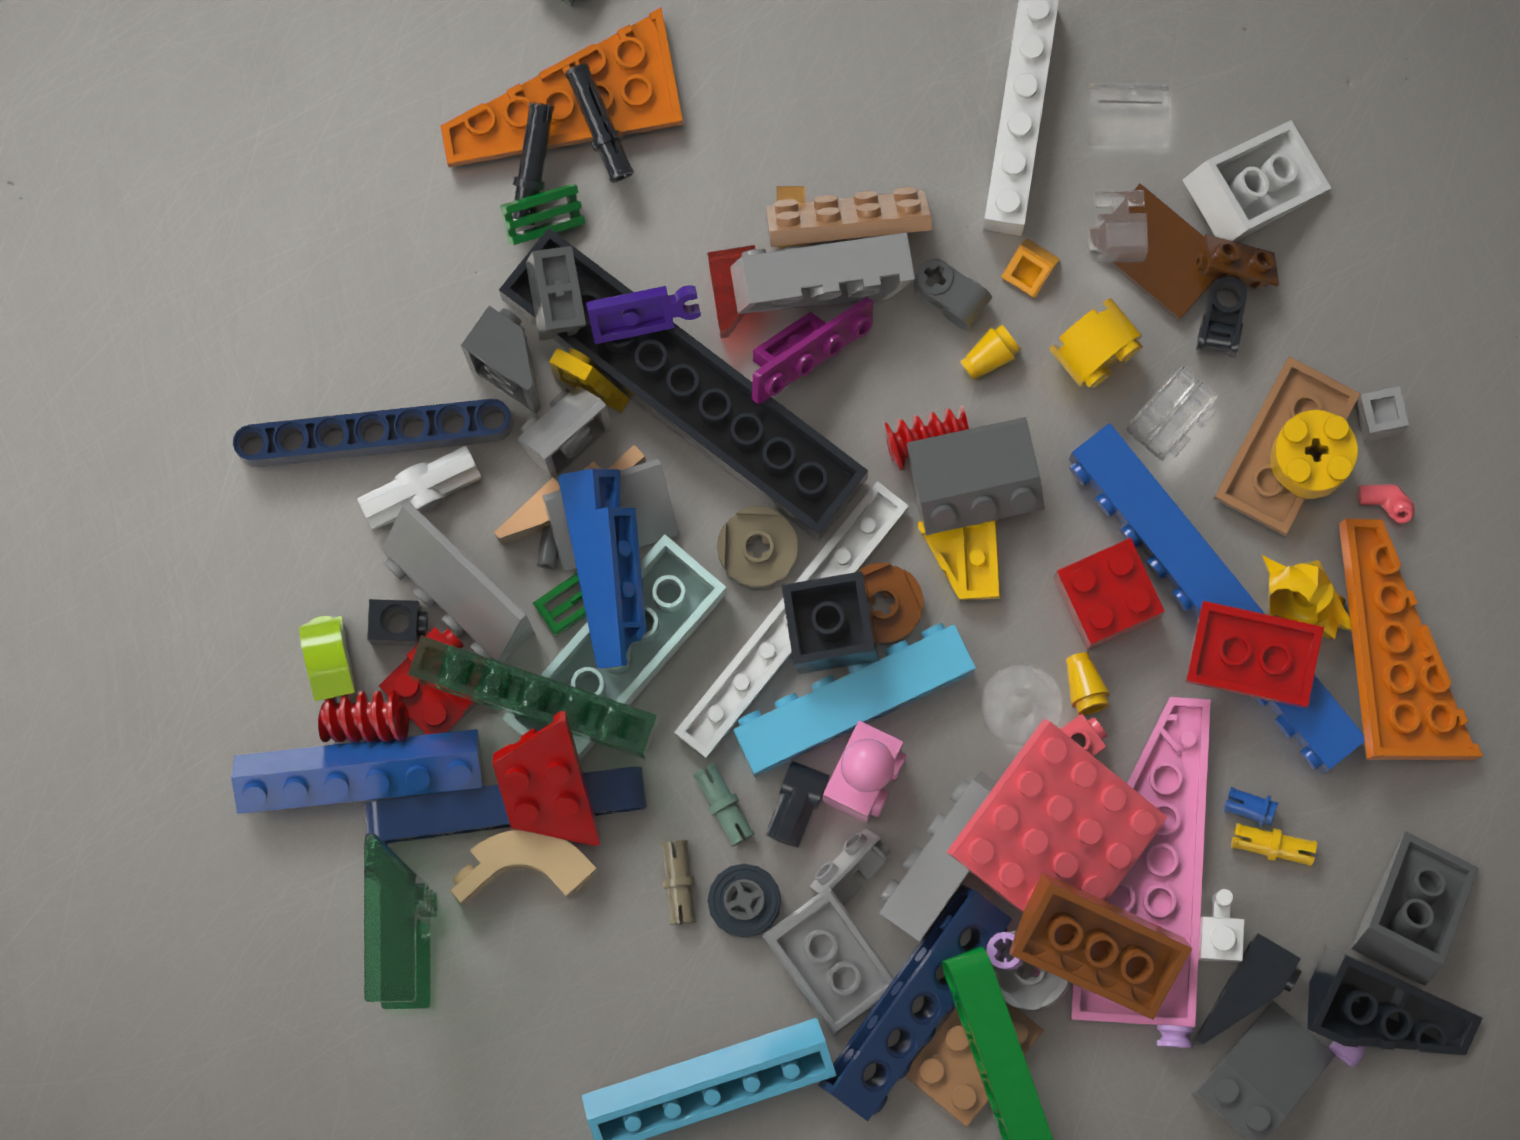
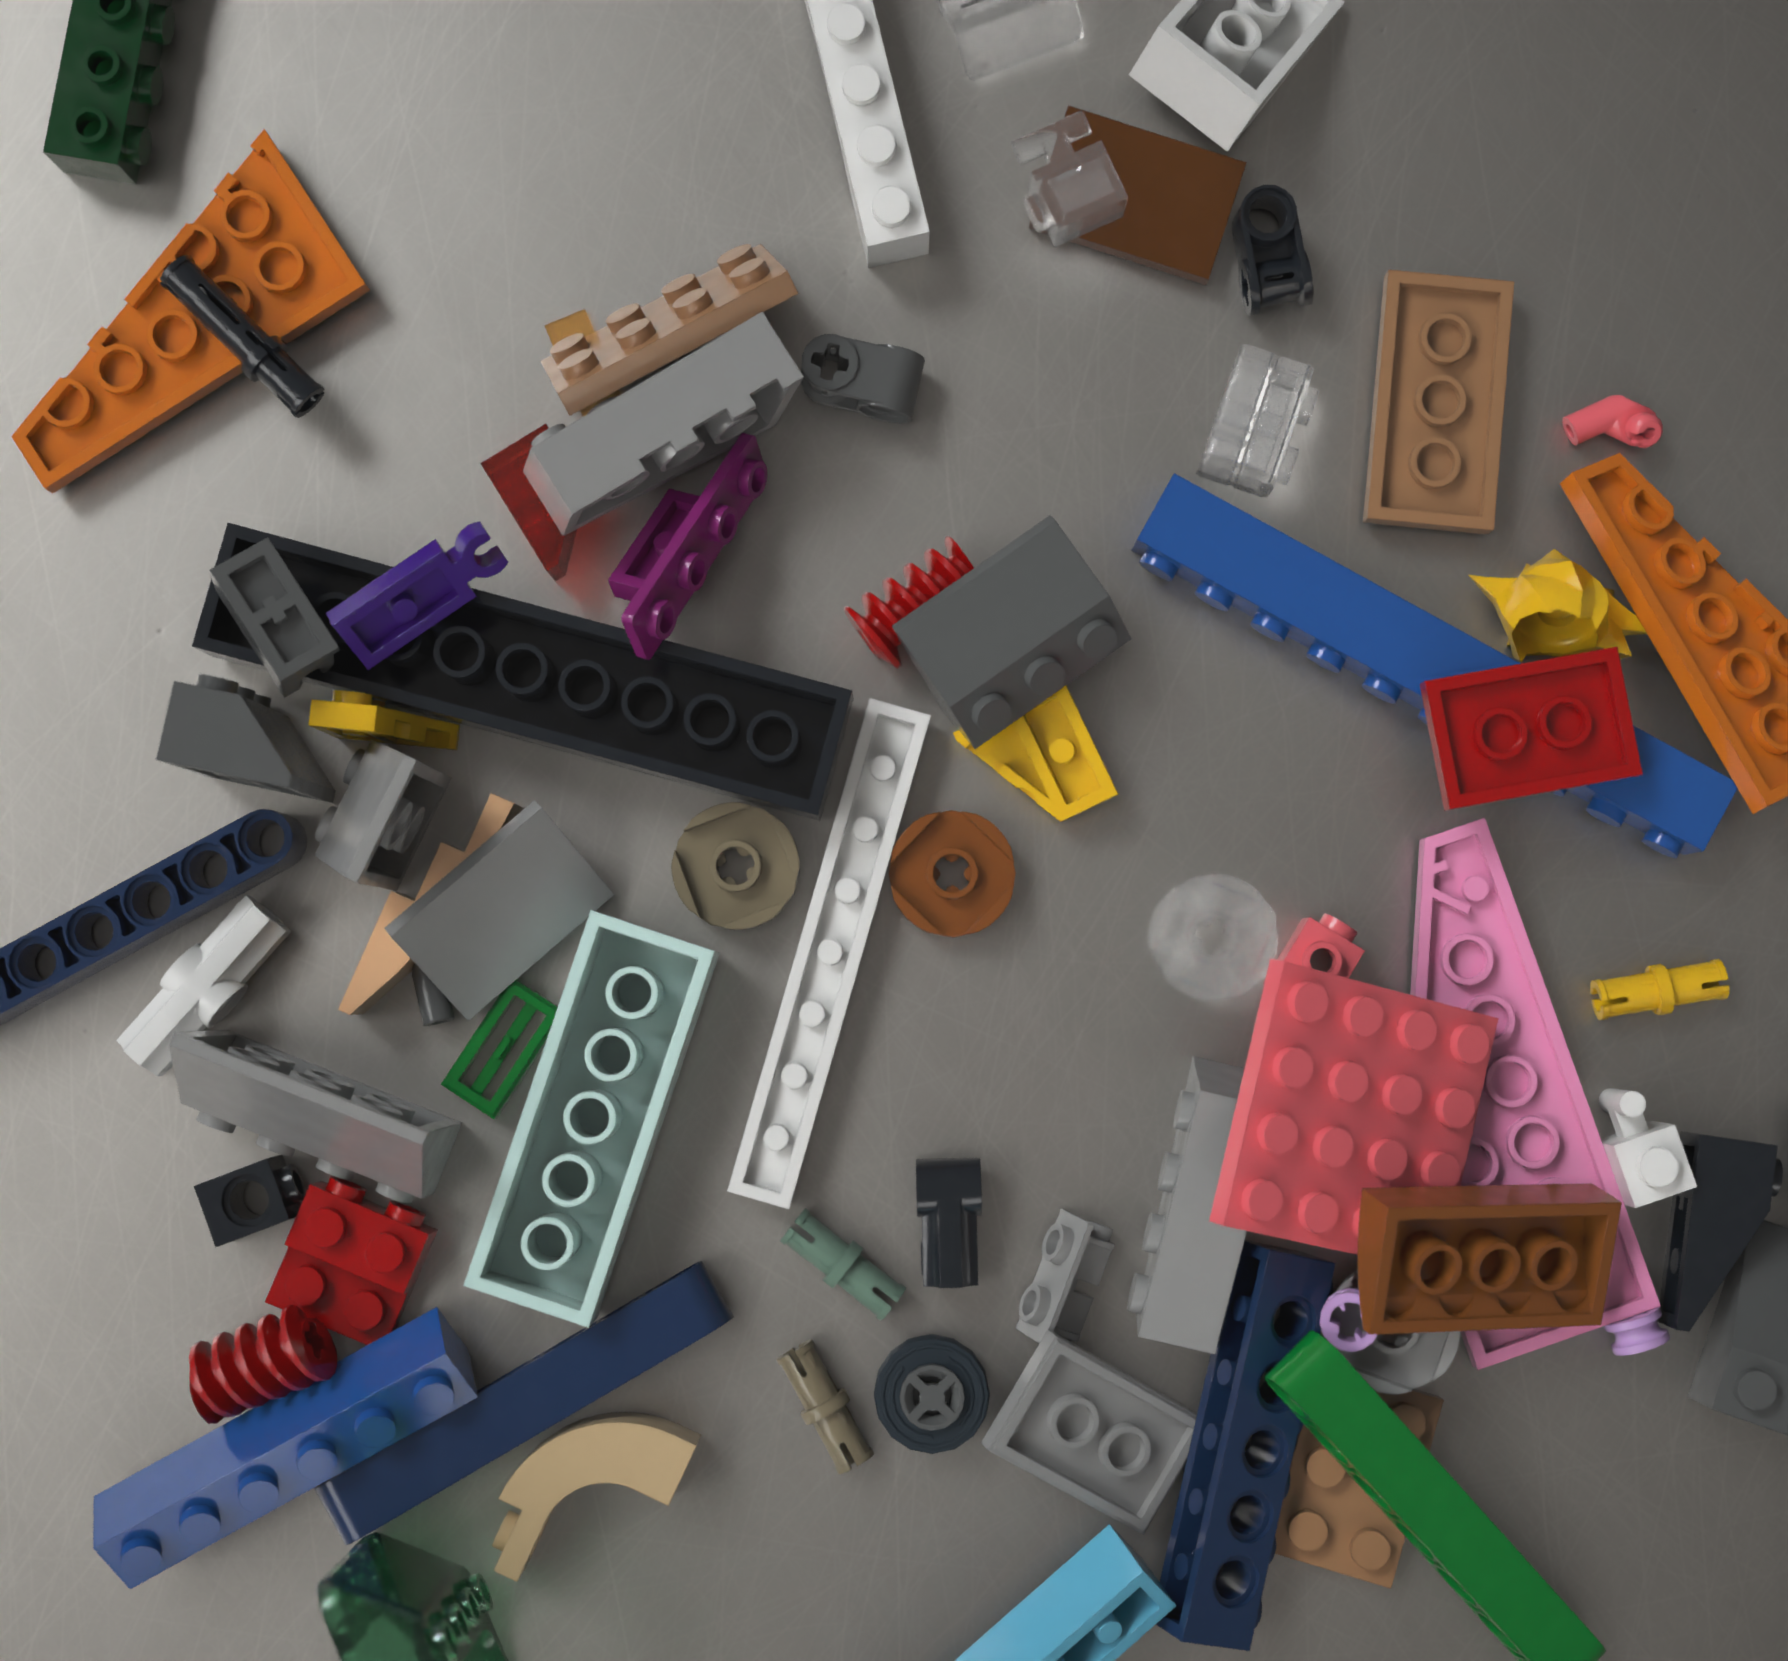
camera: 25 degrees left, 5 degrees up
(327, 657) = (165, 1299): lime brick -> none
(532, 696) = (491, 1246): clear green brick -> none
(533, 155) = (168, 437): black pin -> none
(546, 784) = (569, 1364): red wing -> none
(572, 206) = (256, 475): green tile -> none
(606, 561) = (519, 991): blue wedge -> none
(830, 622) = (889, 940): black brick -> none
(862, 695) = (969, 1034): medium azure brick -> none
(863, 771) = (1034, 1141): bright pink brick -> none
(991, 352) = (956, 440): yellow cone -> none
(1030, 267) = (960, 294): light orange slope -> none
(1086, 686) = (1294, 870): yellow cone -> none
(1096, 344) = (1107, 364): yellow brick -> none
(1109, 594) = (1275, 725): red brick -> none
(1247, 263) = (1257, 159): reddish brown hinge -> none
(1253, 806) = (1608, 948): blue pin -> none
(1328, 436) = (1500, 361): yellow brick -> none
(1381, 414) = (1558, 298): light grey panel -> none

